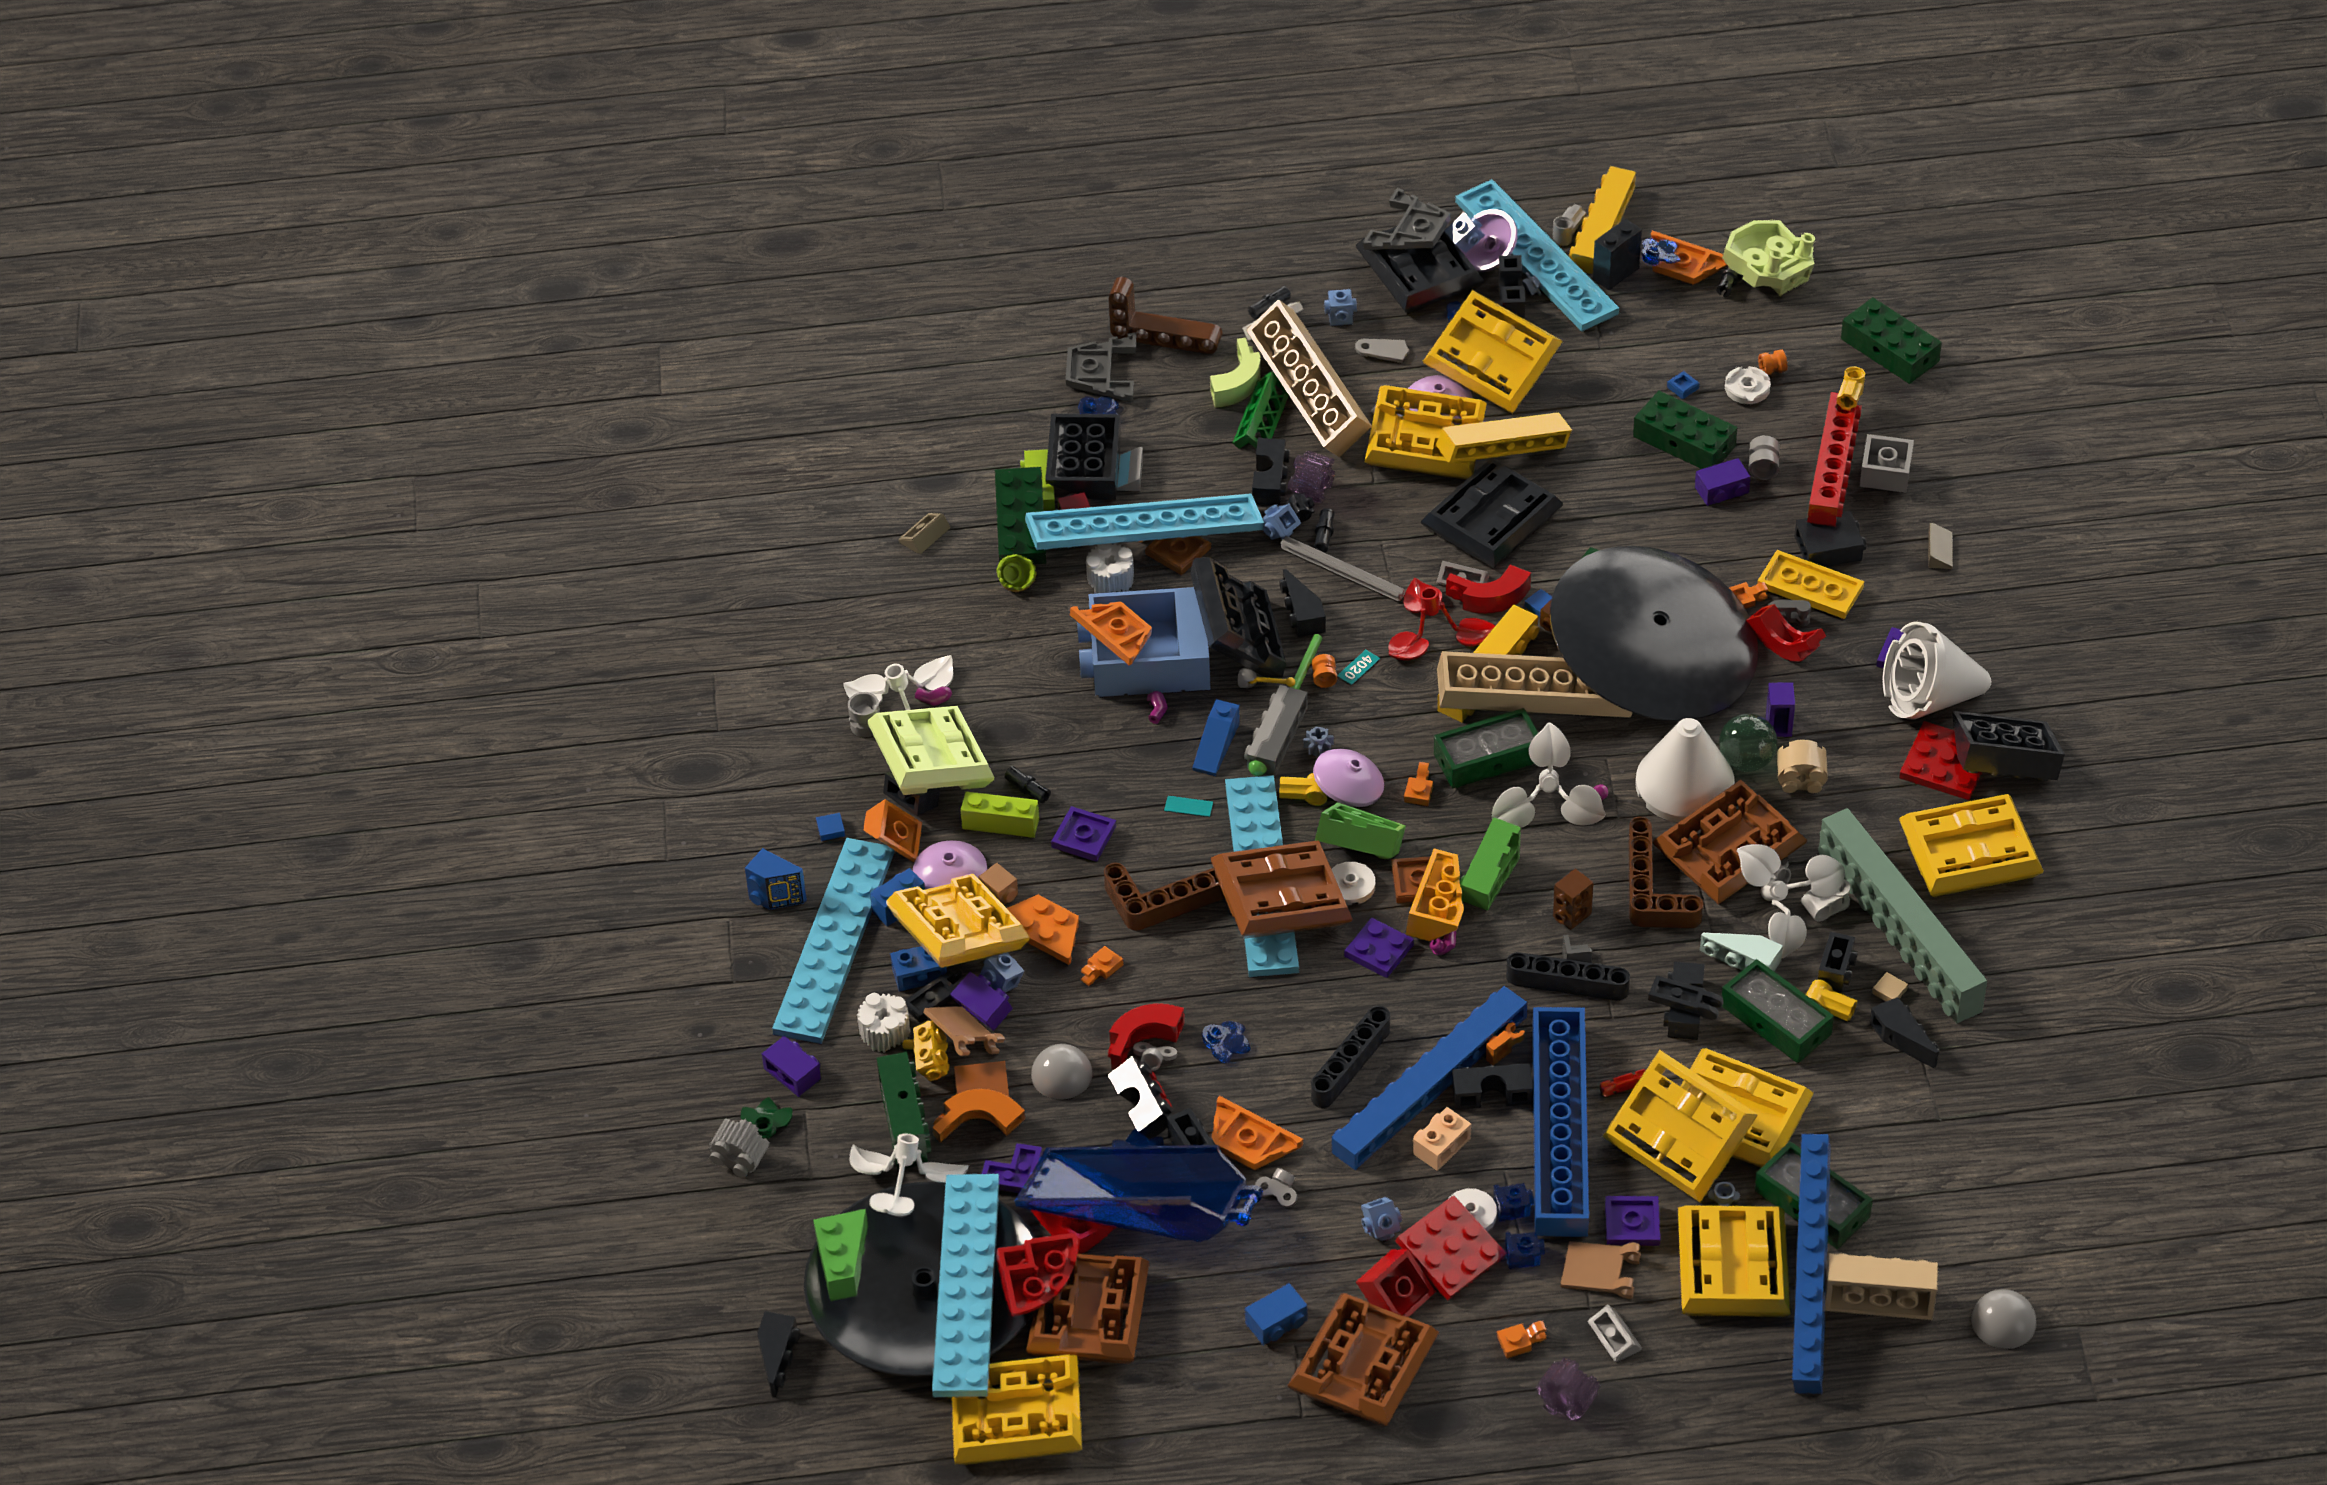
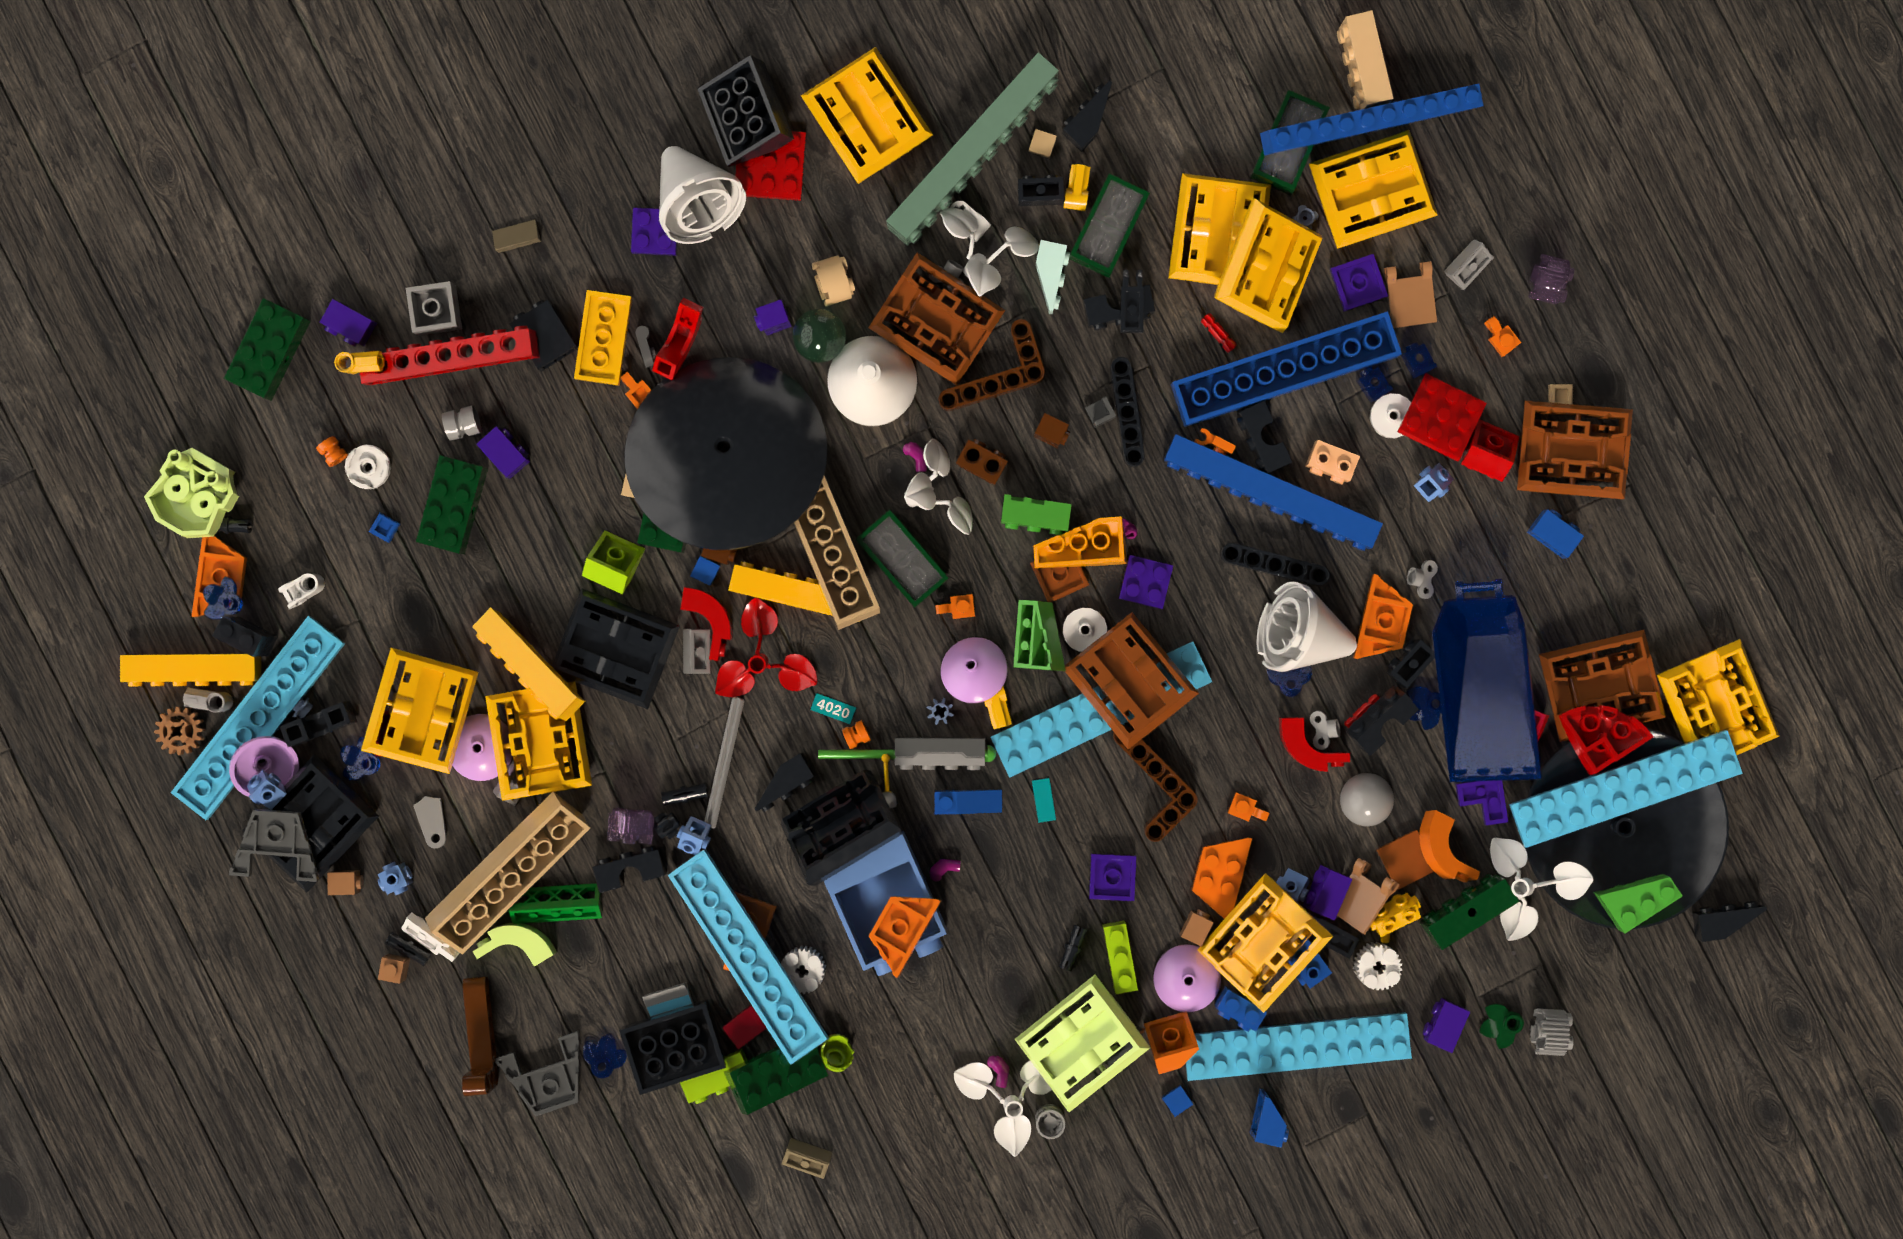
camera: 115 degrees left, 40 degrees up
(1255, 285) = (393, 968): none -> medium nougat brick
(1264, 1049) = (1301, 630): none -> white cone
(1353, 273) = (344, 882): none -> medium nougat brick
(1430, 1376) = (1560, 393): none -> tan tile
(1547, 199) = (169, 730): none -> medium nougat gear
(1562, 842) = (978, 467): none -> reddish brown brick
(1578, 532) = (612, 562): none -> lime slope
(1646, 312) = (298, 591): none -> white piece
(1896, 403) = (348, 323): none -> dark purple brick

